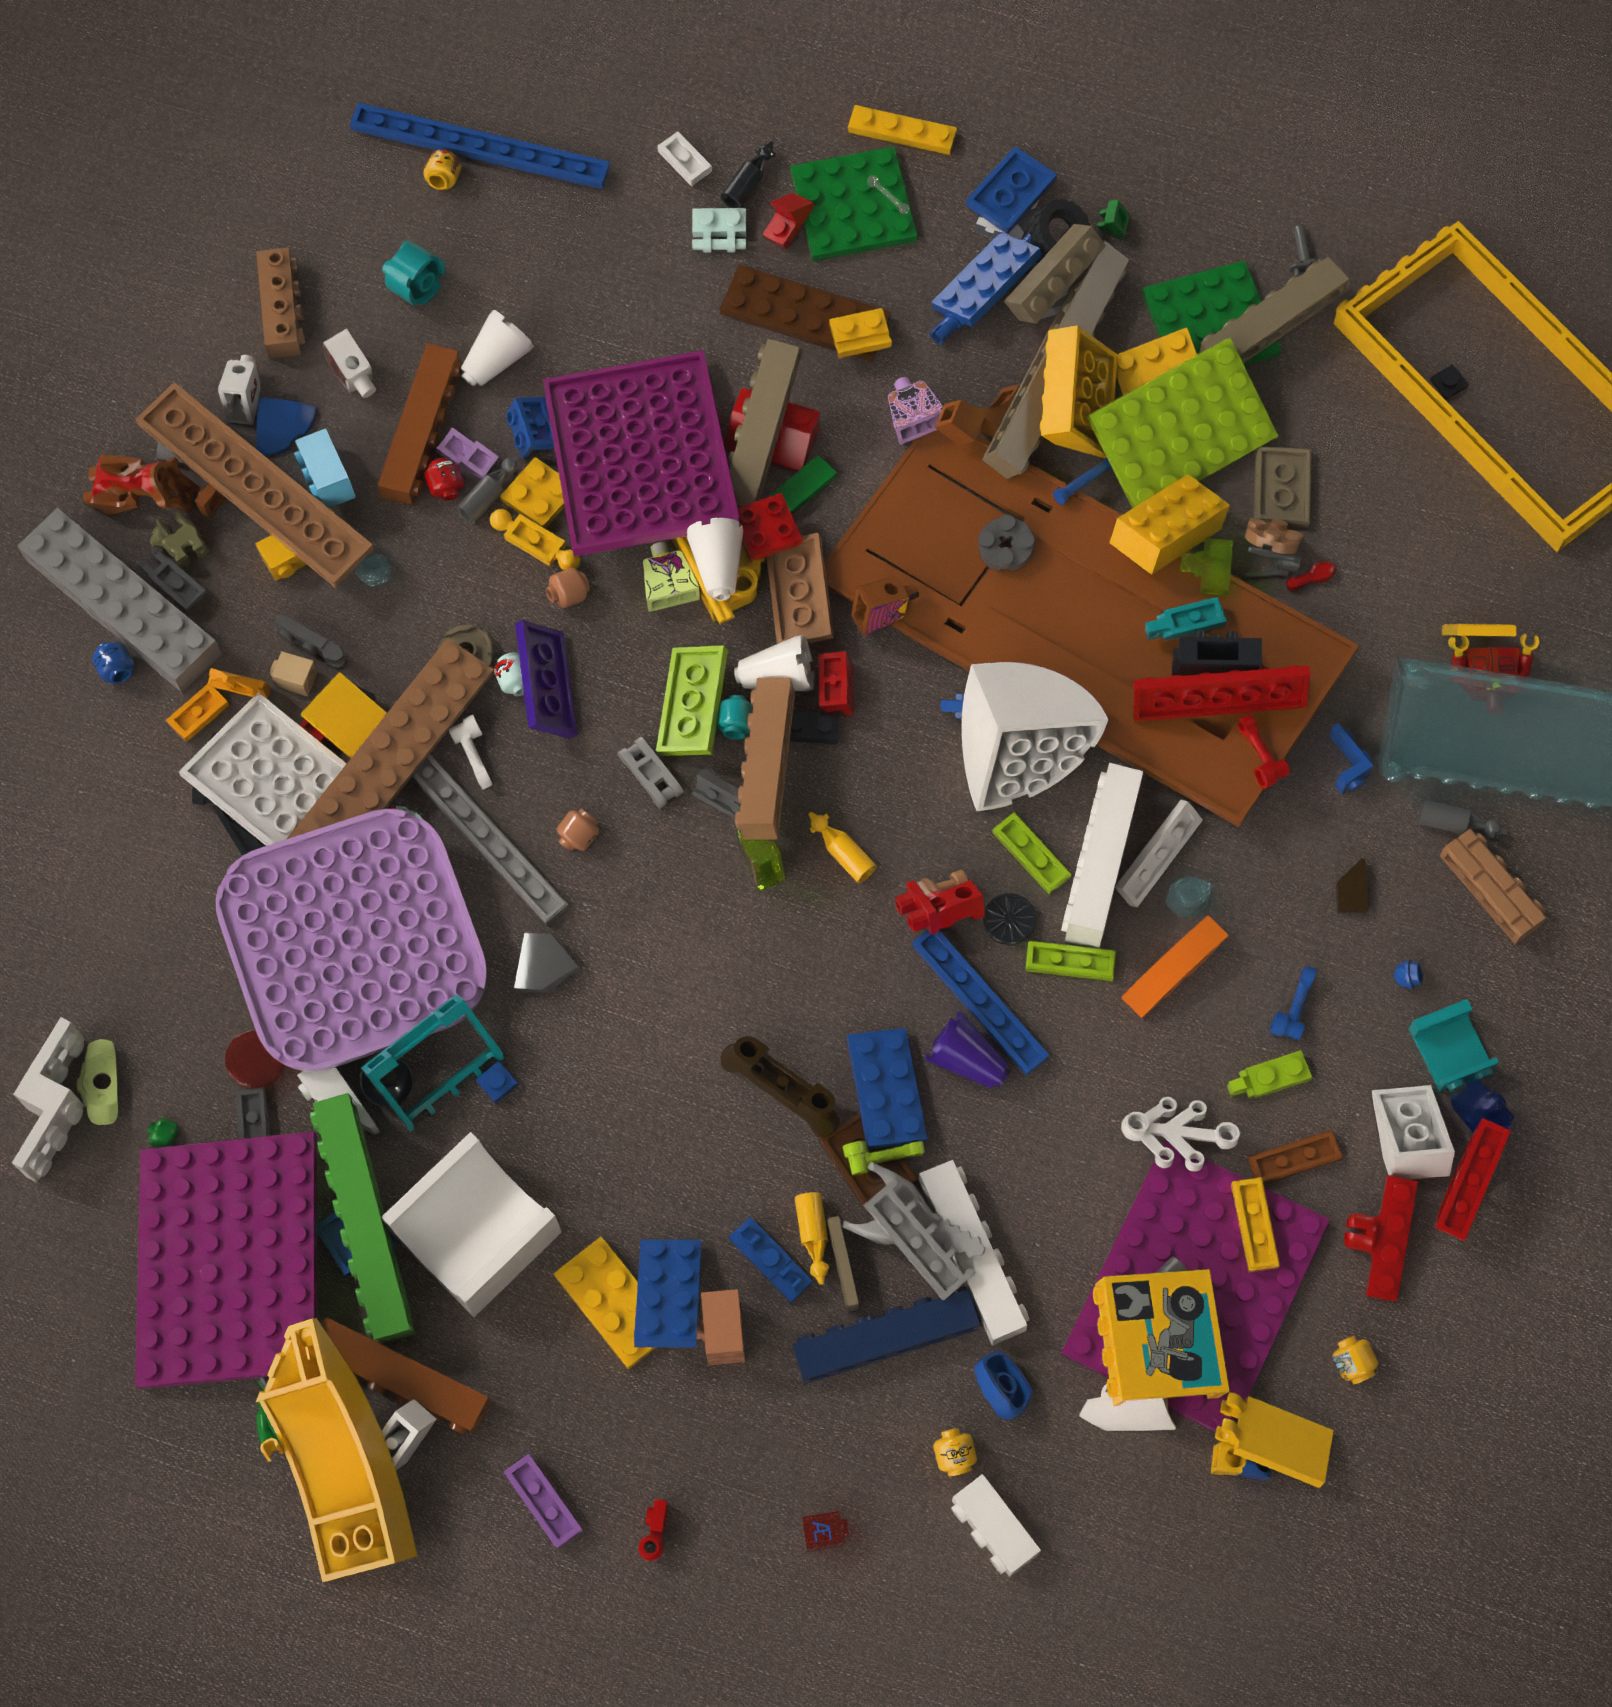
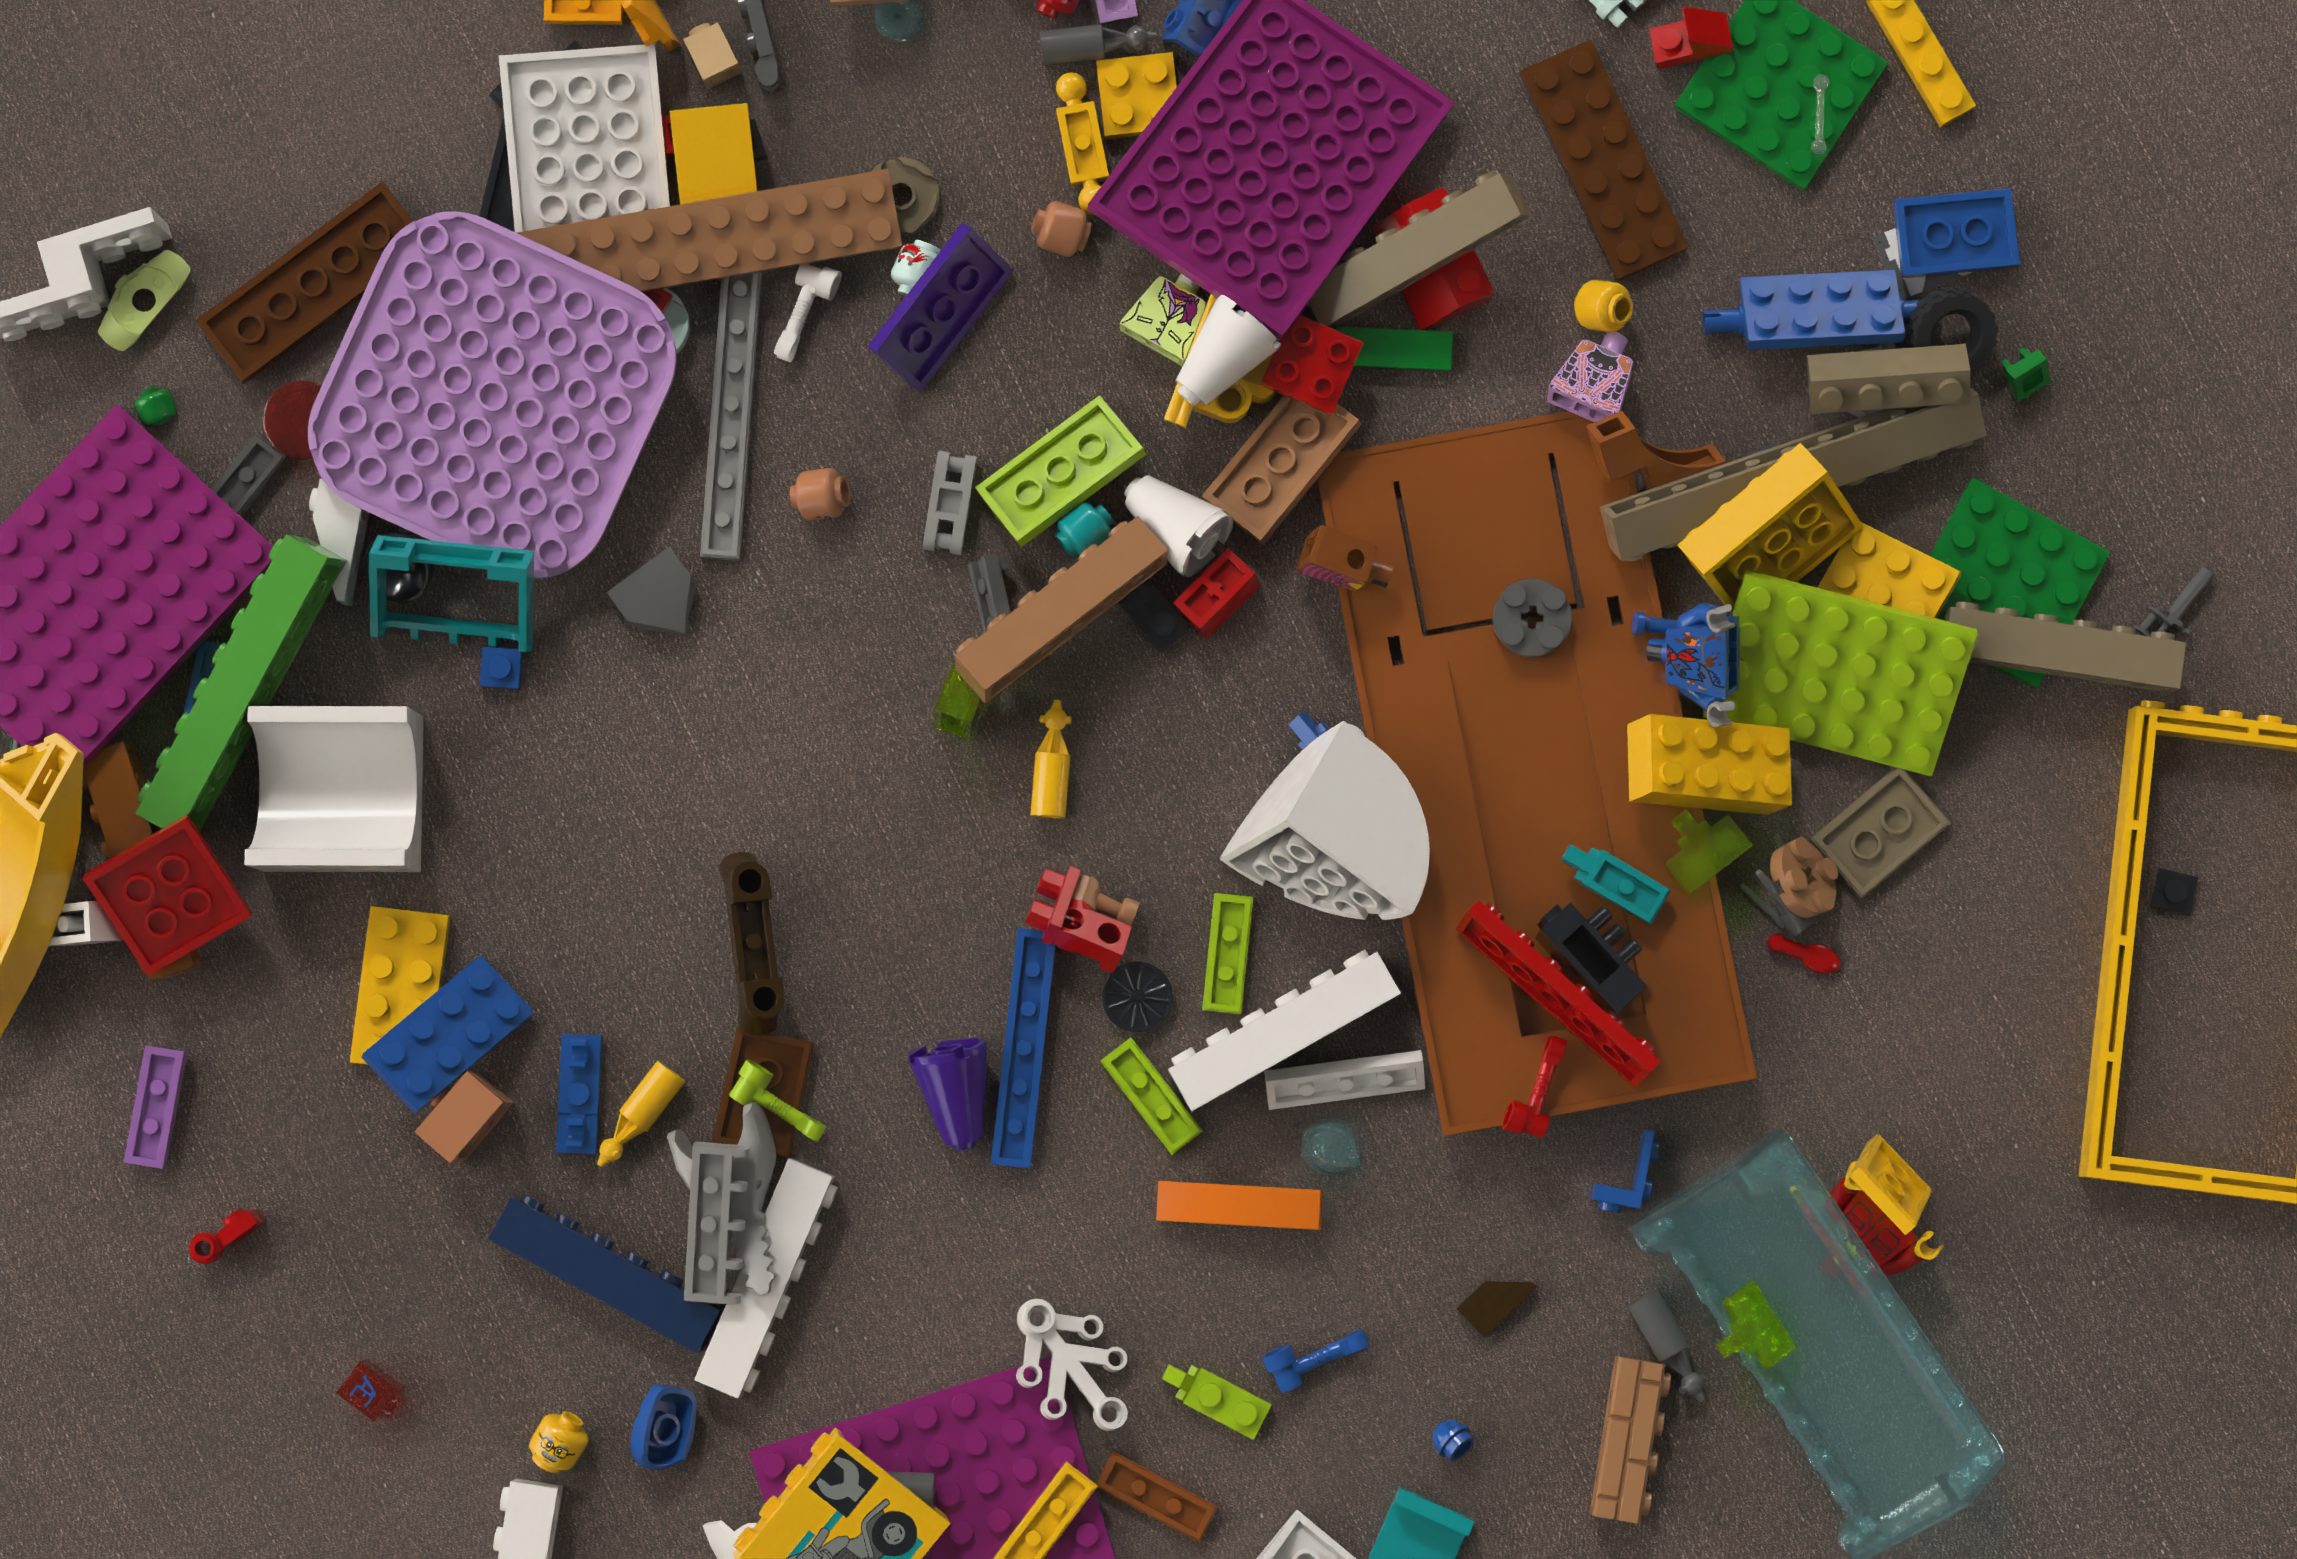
camera: 45 degrees right, 15 degrees up
(187, 989) = (304, 285): none -> reddish brown plate
(436, 1365) = (167, 895): none -> red plate
(842, 1264) = (636, 1168): dark tan tile -> none
(860, 333) = (1628, 242): yellow plate -> none
(879, 373) = (1603, 306): none -> yellow head
(886, 1088) = (848, 1043): blue plate -> none
(1110, 476) = (1702, 658): none -> blue torso
(1491, 767) = (1754, 1327): none -> clear neon green hinge

